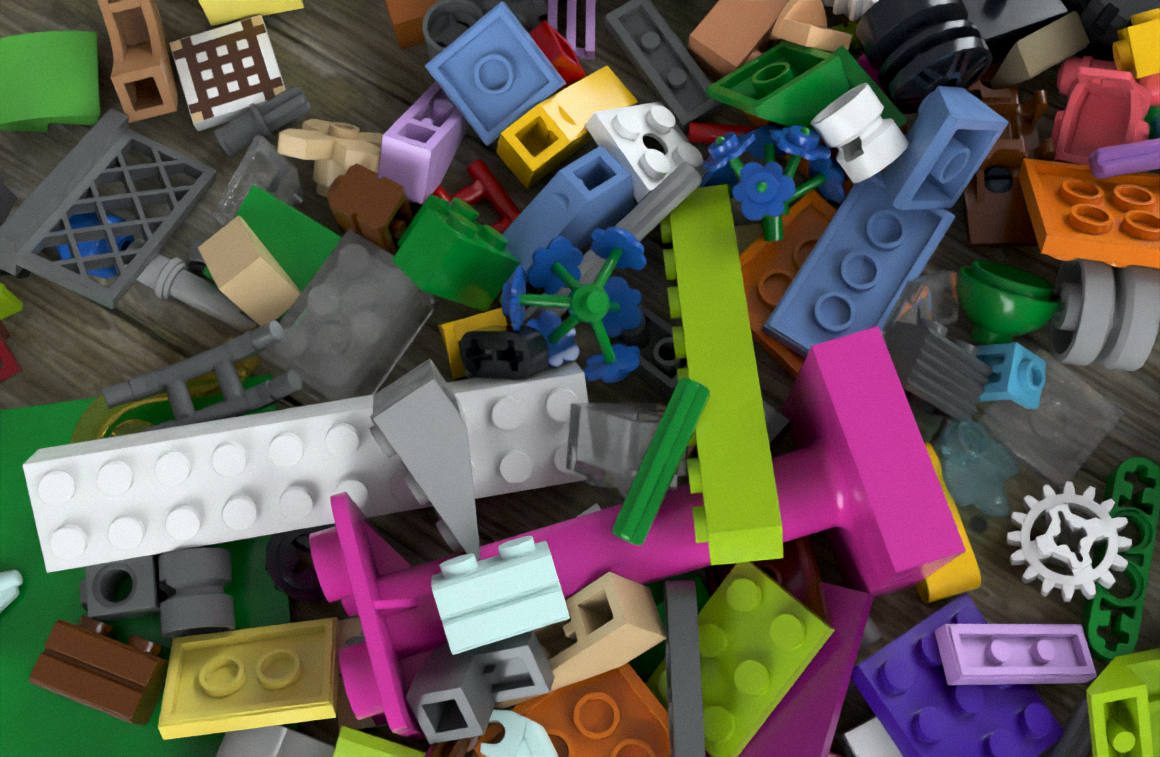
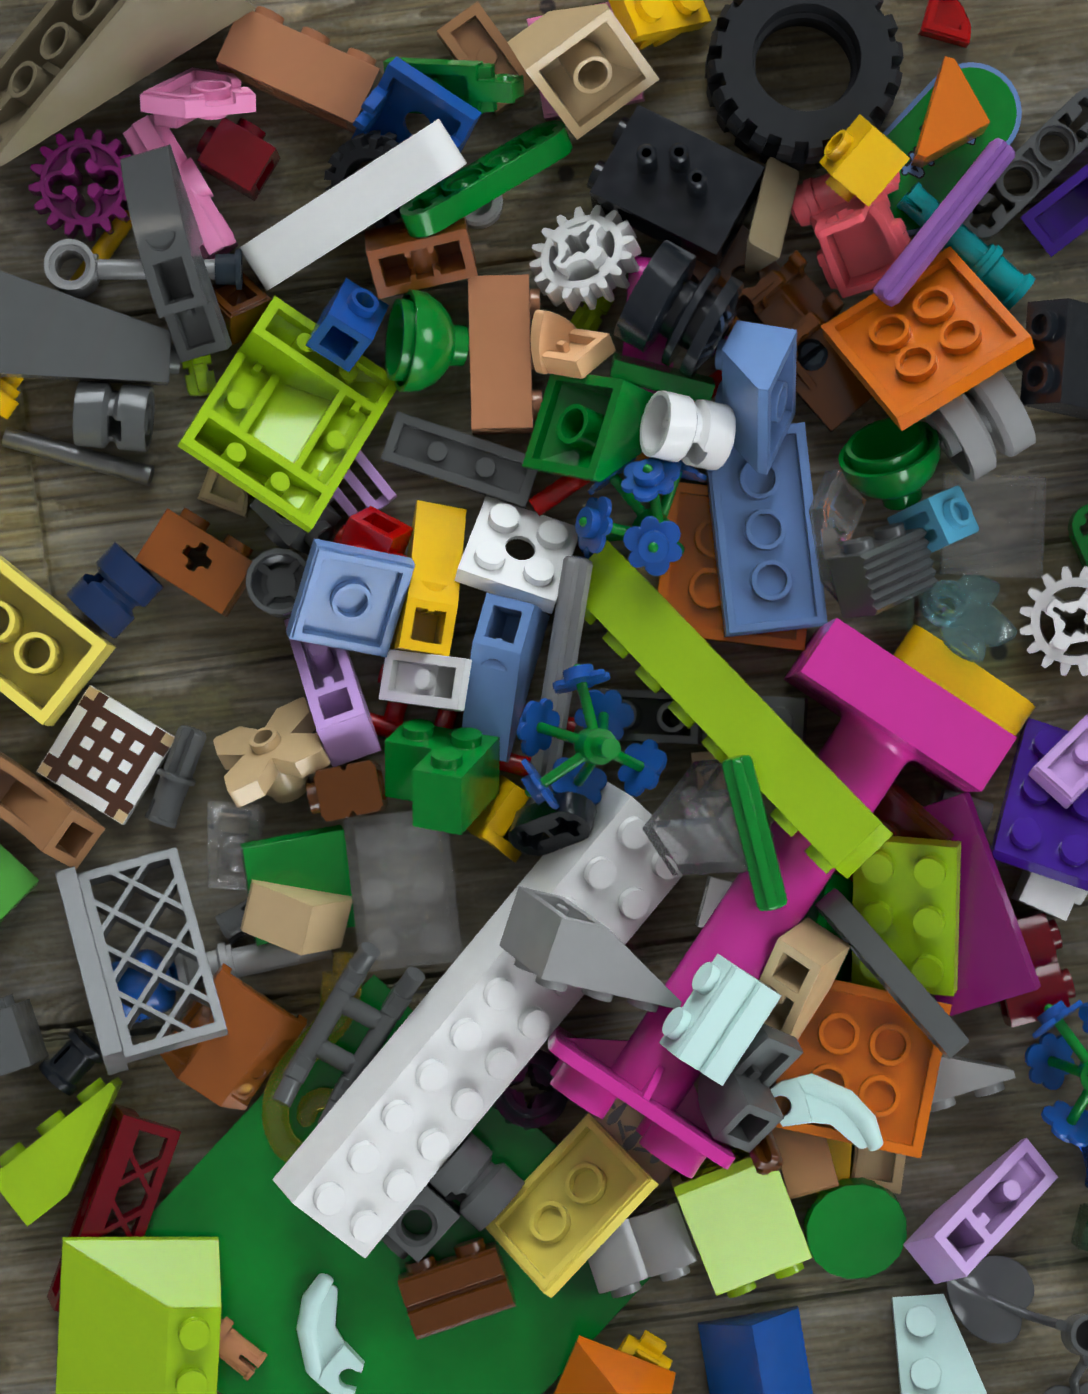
camera: 40 degrees left, 15 degrees up
(110, 346) = (236, 1064): none -> dark orange slope
(502, 181) = (425, 680): none -> white slope

